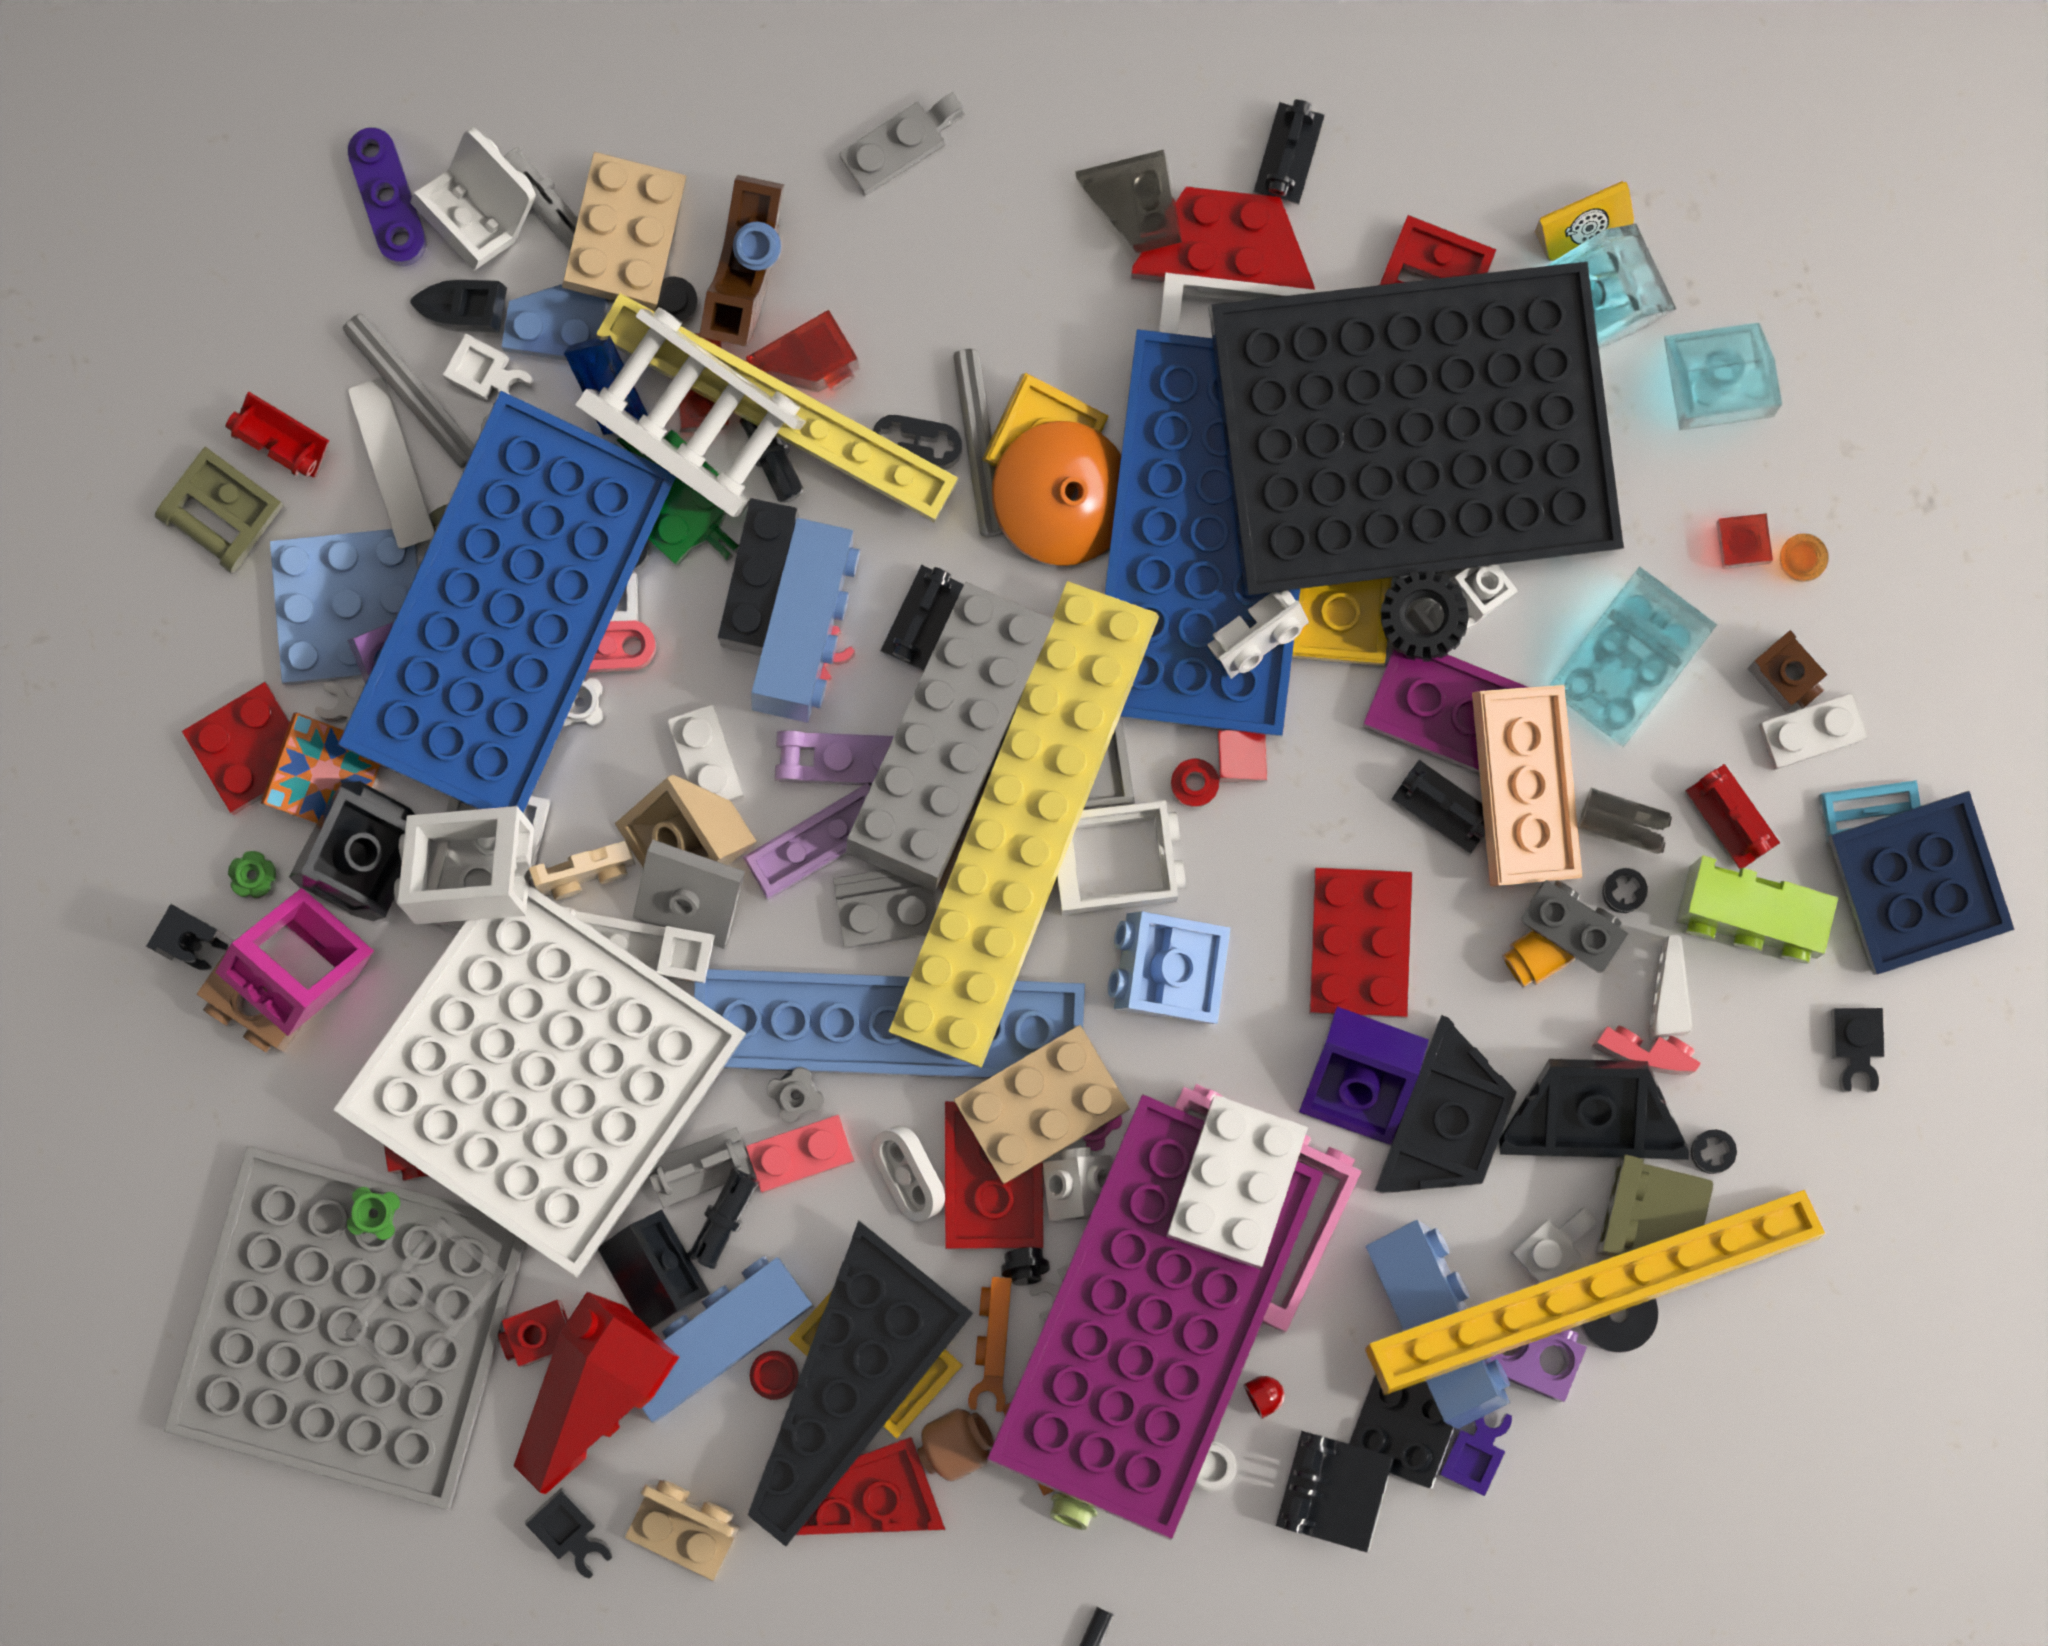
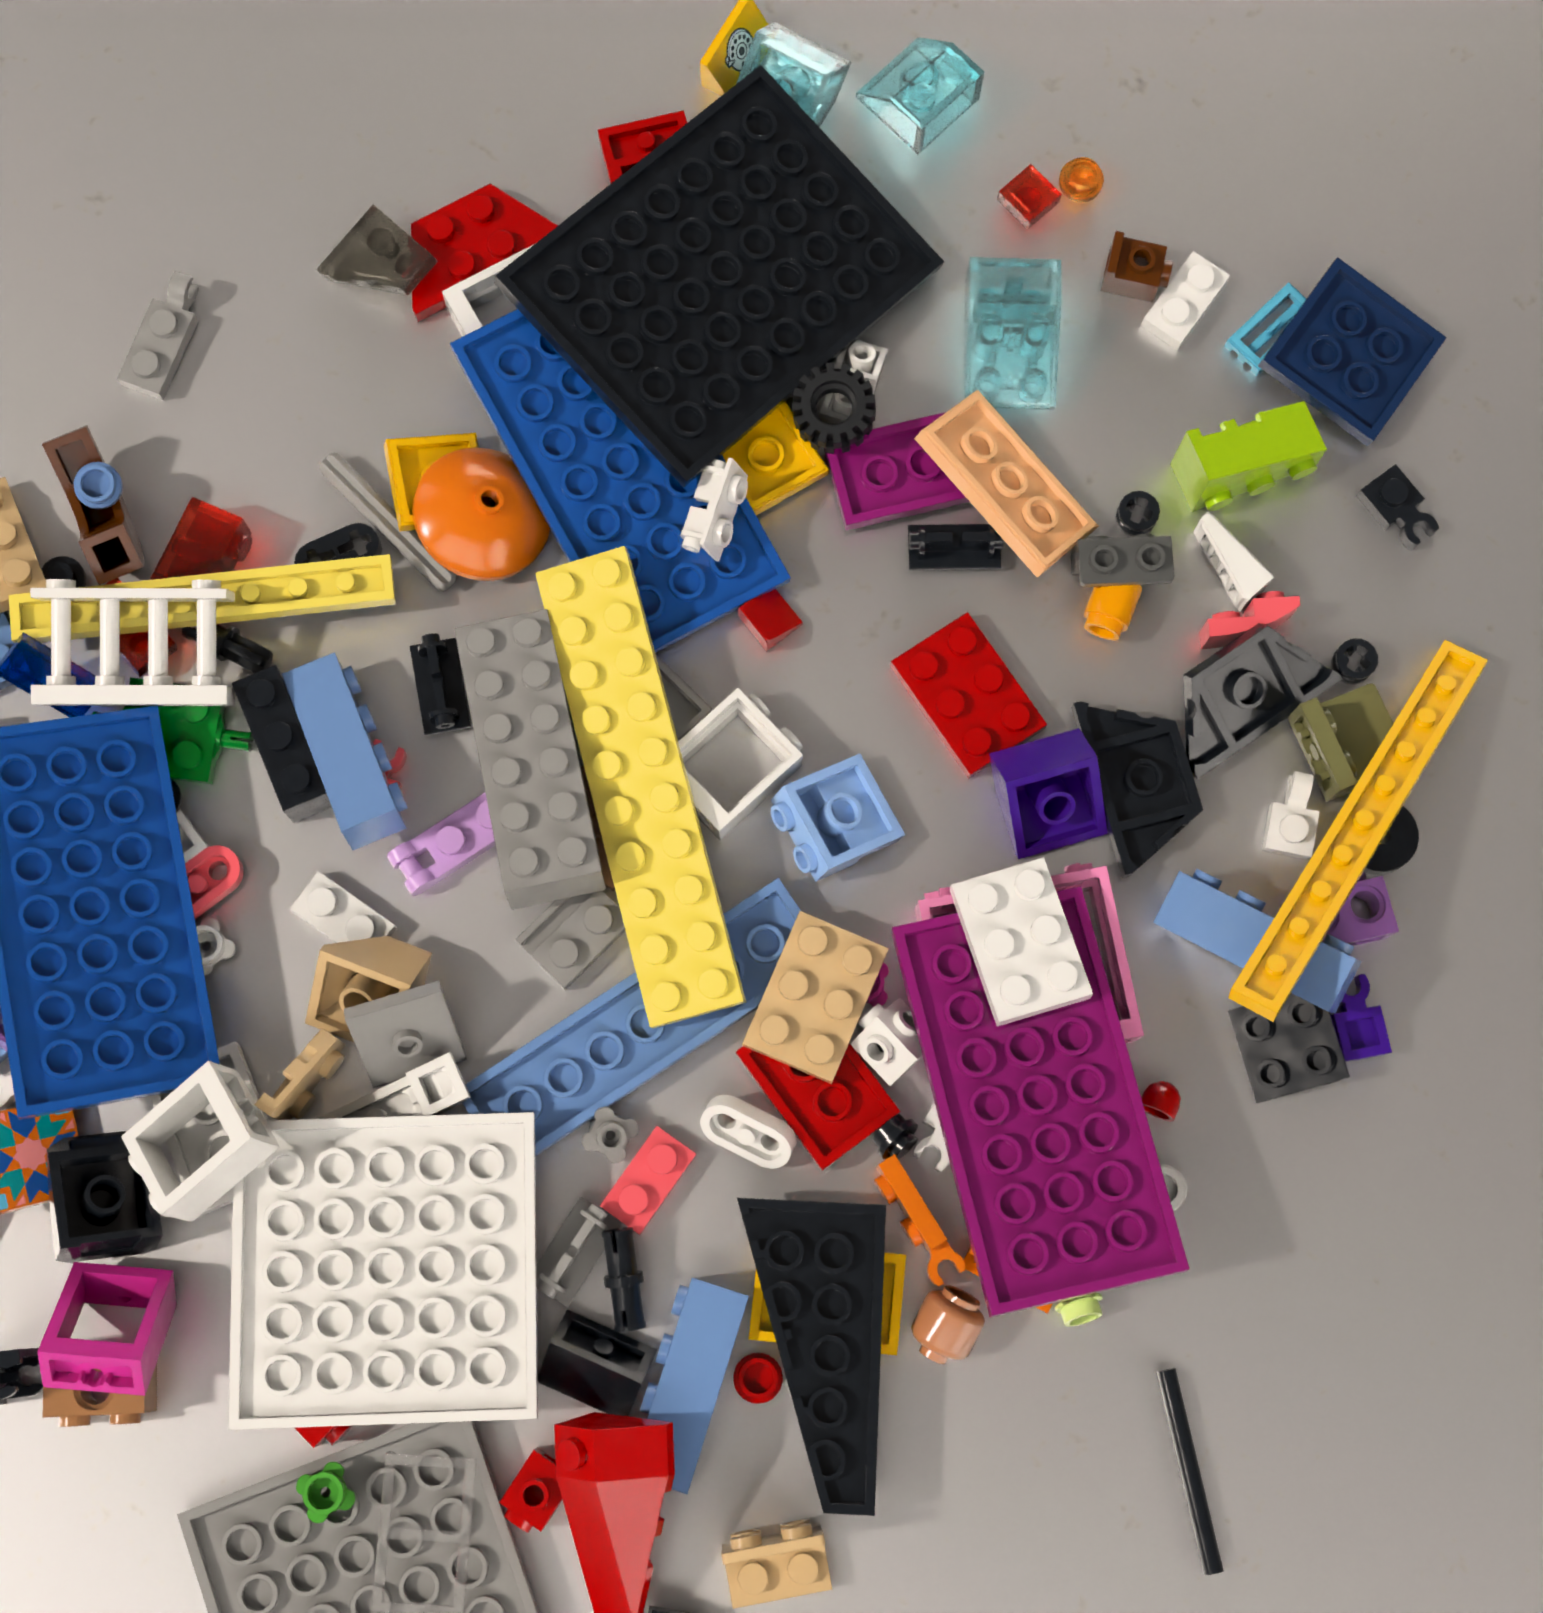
camera: 40 degrees left, 5 degrees down
(254, 887) = (37, 1288): bright green plate -> none
(806, 846) = (475, 929): lavender tile -> none
(879, 1494) = (918, 1411): red wing -> none
(1190, 797) = (749, 676): red plate -> none
(1289, 151) = (471, 145): black hinge -> none
(1334, 1491) = (1274, 1136): black hinge -> none
(1614, 819) = (1097, 461): clear smoke hinge -> none
(1732, 816) = (1174, 402): red hinge -> none

